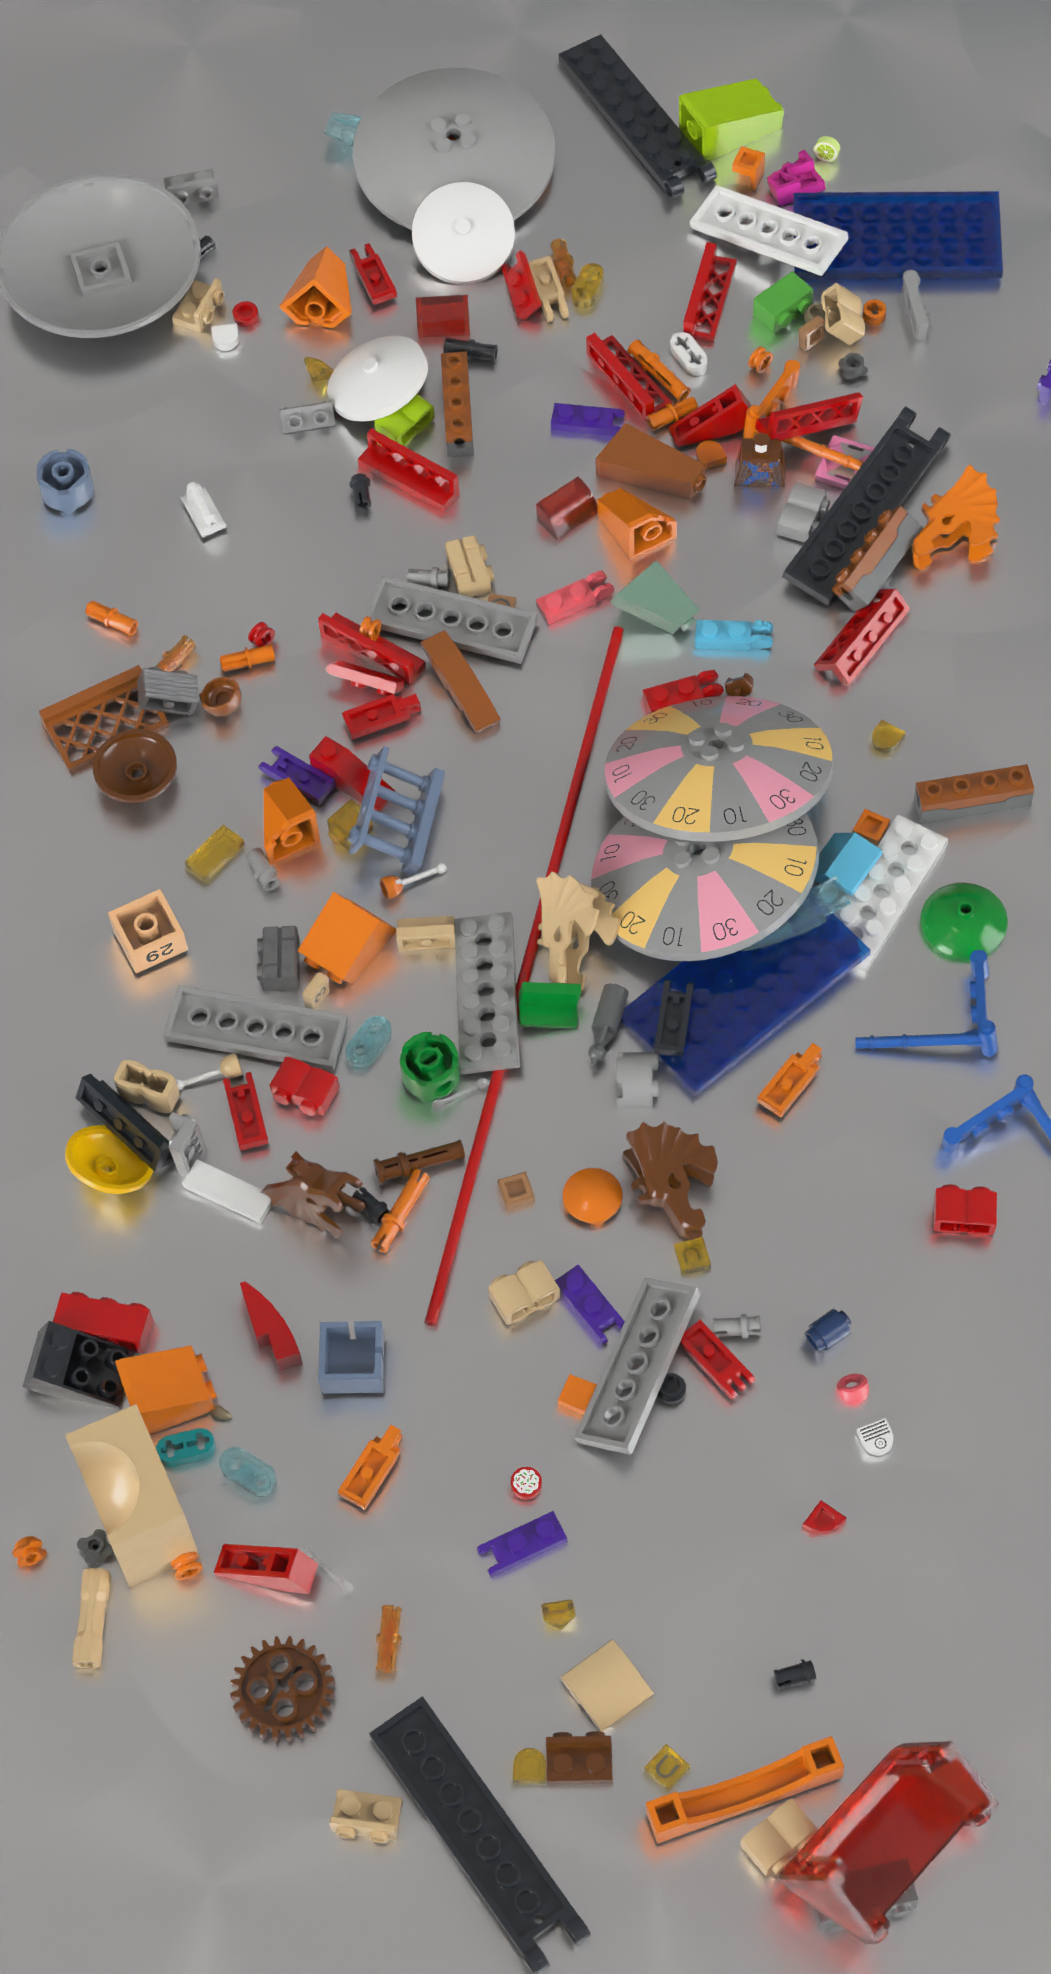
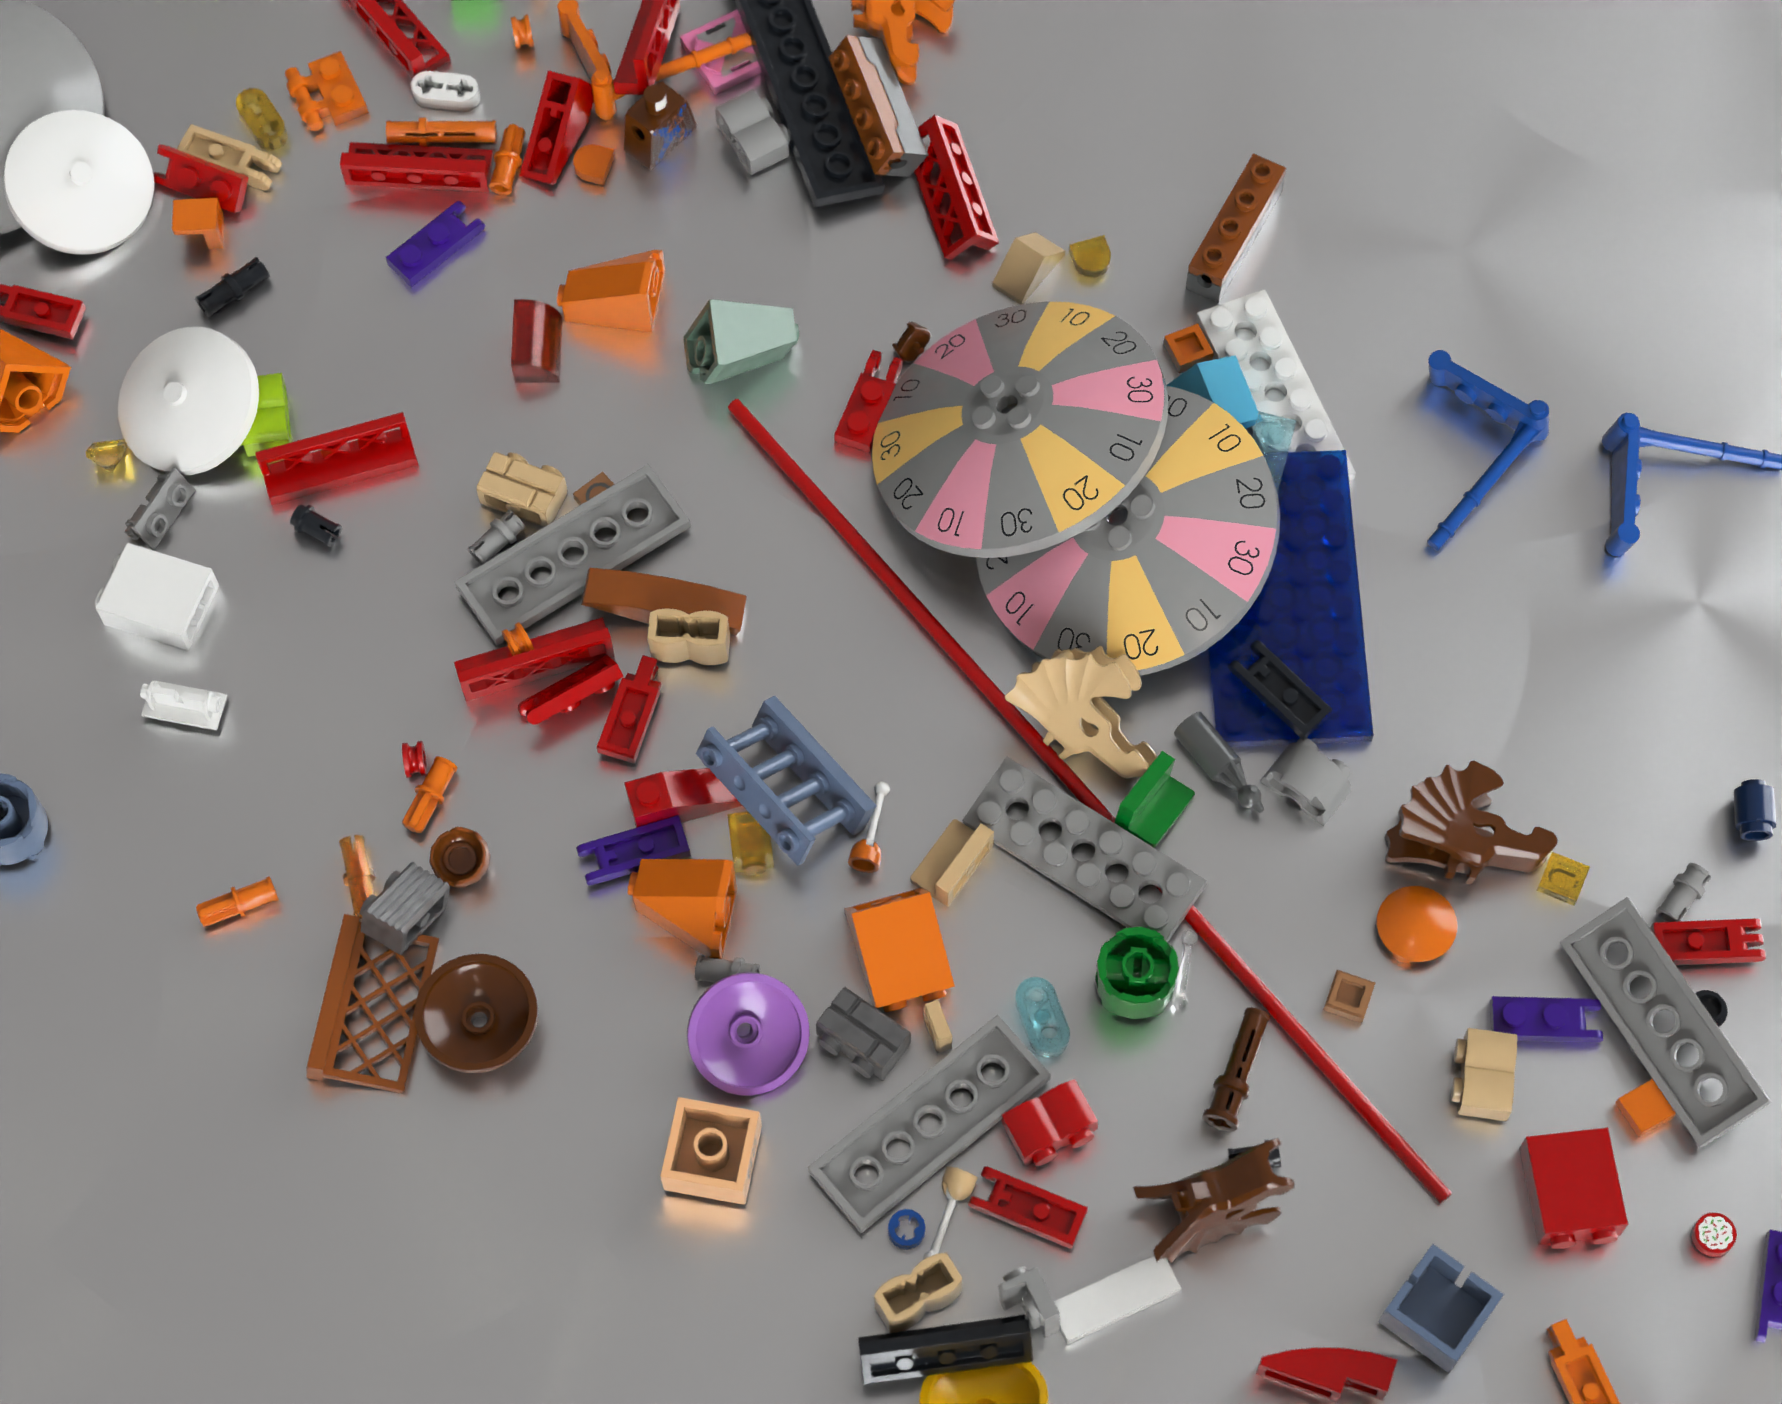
camera: 55 degrees left, 5 degrees up
(182, 1053) = (894, 1226): none -> blue bush
(213, 895) = (767, 1053): none -> medium lavender dish
(214, 853) = (657, 1009): clear yellow tile -> none
(253, 452) = (156, 596): none -> white brick
(394, 1220) = (1293, 1145): orange pin -> none
(442, 316) = (164, 281): clear red brick -> none
(445, 706) = (693, 636): none -> tan brick
(457, 404) = (297, 349): dark orange piece -> none
(489, 1384) = (1573, 1187): none -> red brick
(496, 303) = (199, 217): none -> orange panel
(563, 262) = (209, 118): clear orange pin -> none
(574, 597) = (653, 420): coral hinge -> none
(640, 306) = (337, 88): none -> orange plate
(649, 464) = (557, 223): dark orange slope -> none
(733, 635) = (839, 304): medium azure hinge -> none
(790, 1081) = (1433, 636): orange hinge -> none
(848, 707) = (1026, 266): none -> tan slope
(961, 933) = (1366, 363): green dish -> none
(965, 1210) = (1711, 586): red brick -> none

